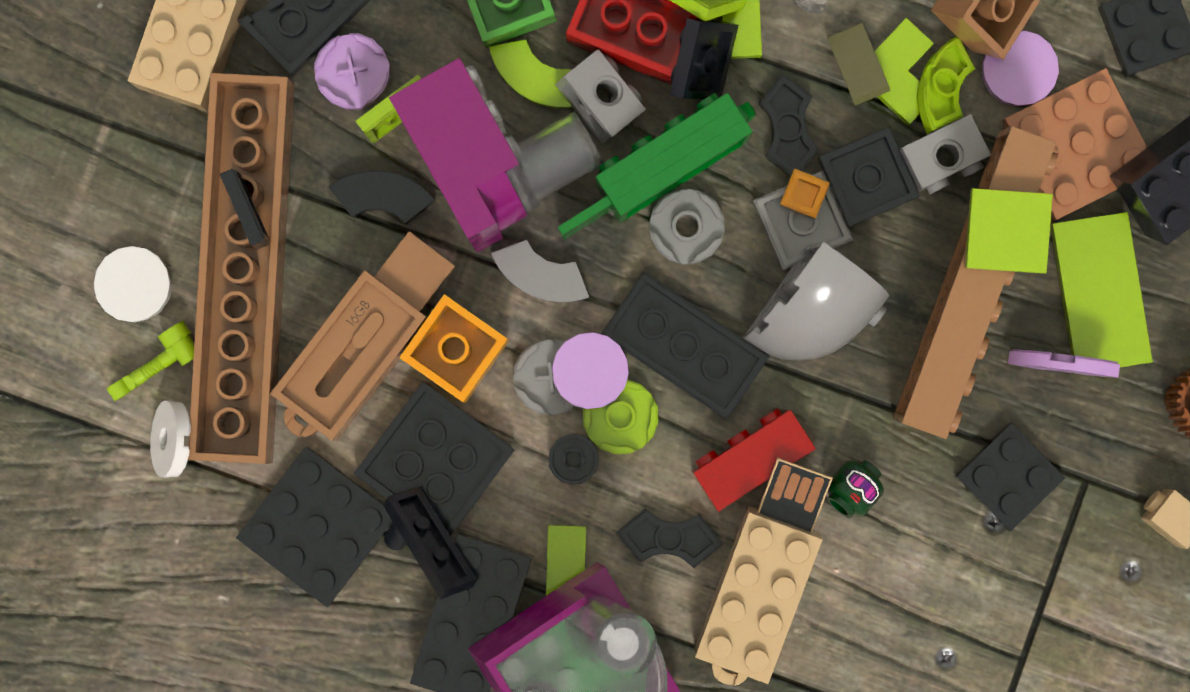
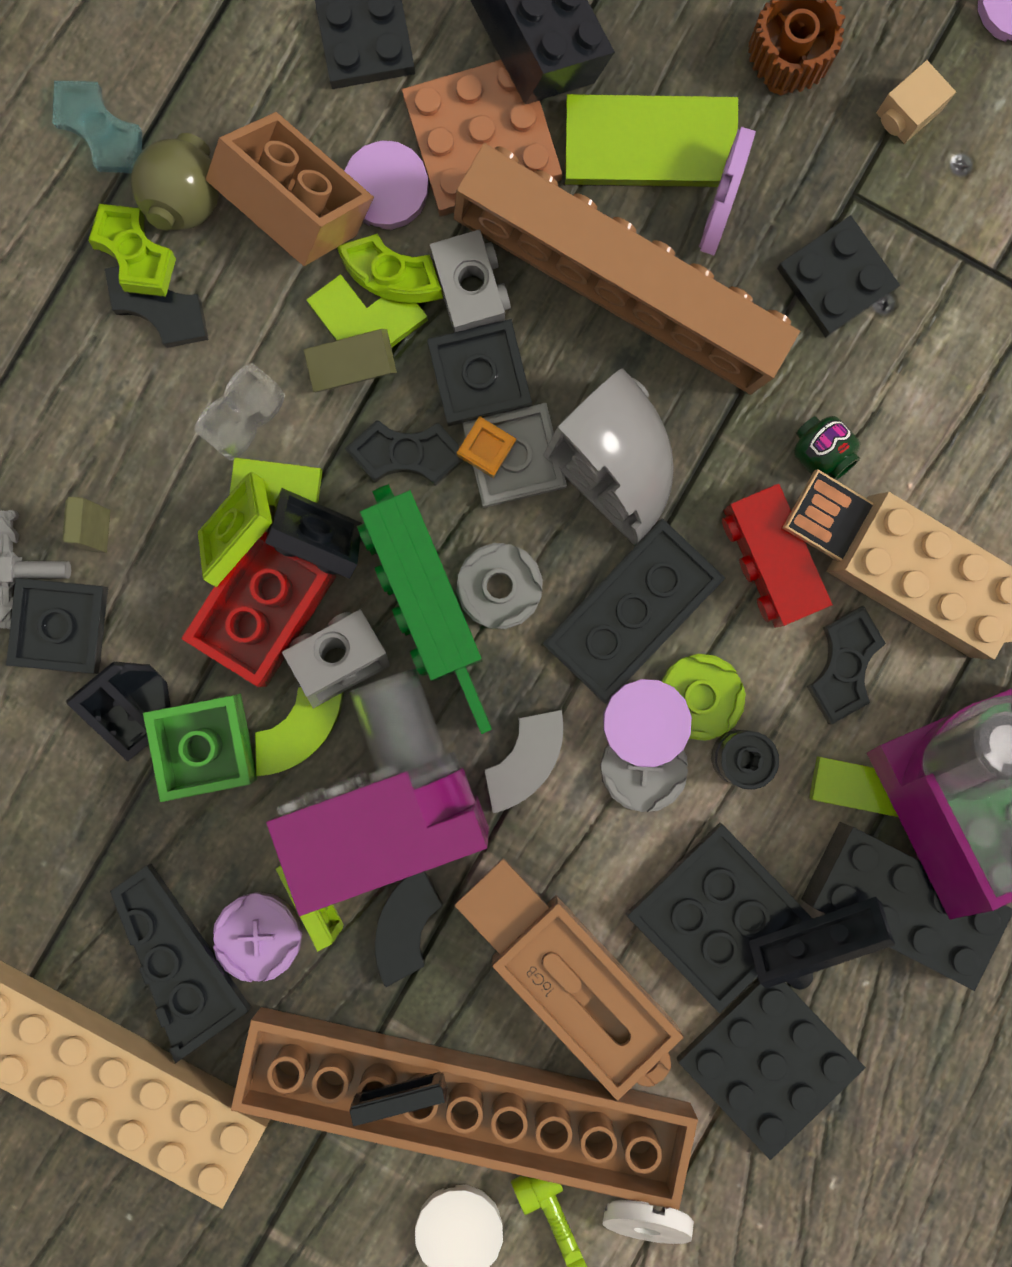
camera: 85 degrees left, 0 degrees up
(454, 349) = (597, 875): light orange brick -> none
(1008, 231) = (578, 214): lime tile -> none

